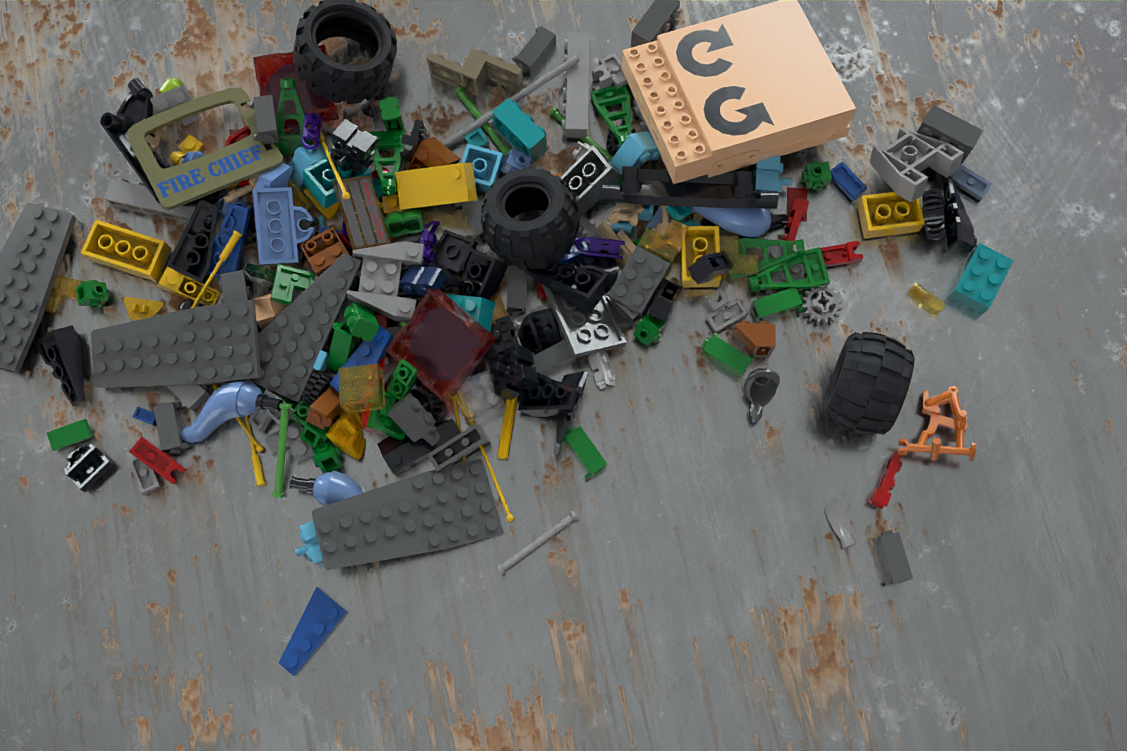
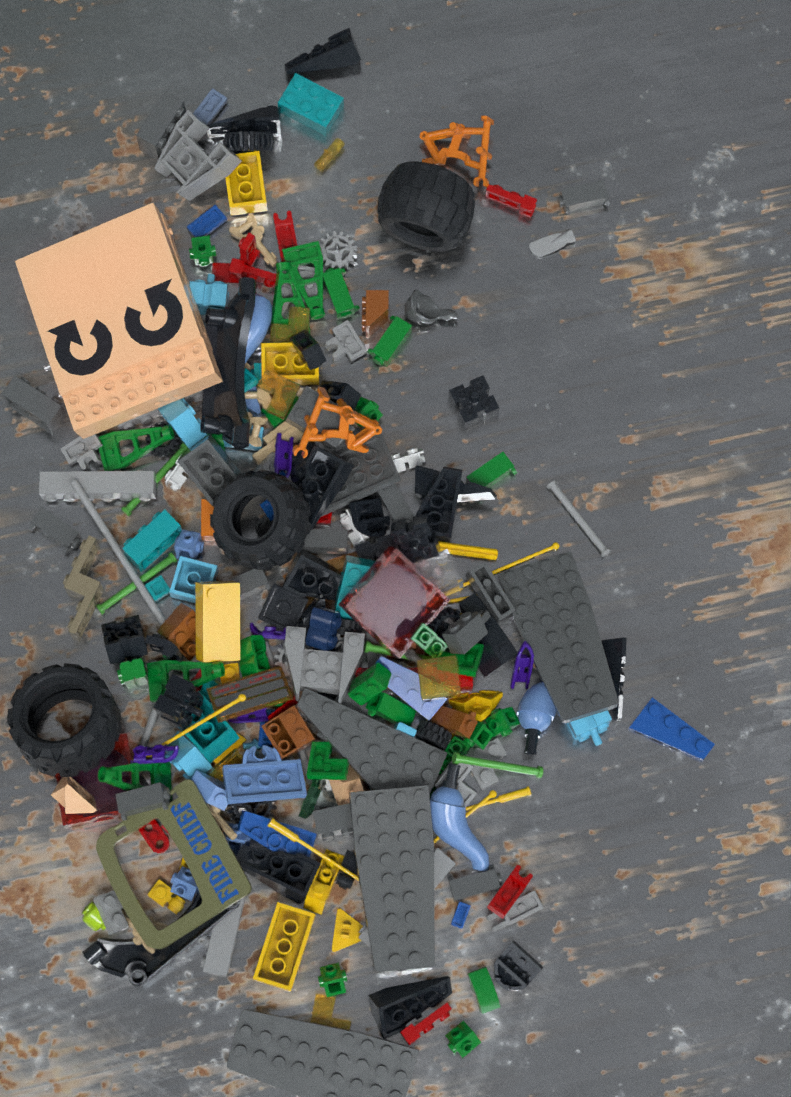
camera: 95 degrees left, 0 degrees up
(23, 413) = (462, 1039): none -> green brick
(39, 369) = (413, 1032): none -> red plate
(275, 65) = (73, 797): none -> light nougat slope
(384, 477) = (522, 661): none -> dark purple piece
(384, 571) = (616, 657): none -> black wedge
(424, 106) = (124, 640): none -> black brick
(637, 299) = (347, 417): none -> orange piece
(661, 436) = (473, 402): none -> black brick
(816, 214) = (248, 249): none -> red plate
(832, 224) = (269, 258): none -> tan piece
(1038, 303) = (336, 53): none -> black wedge

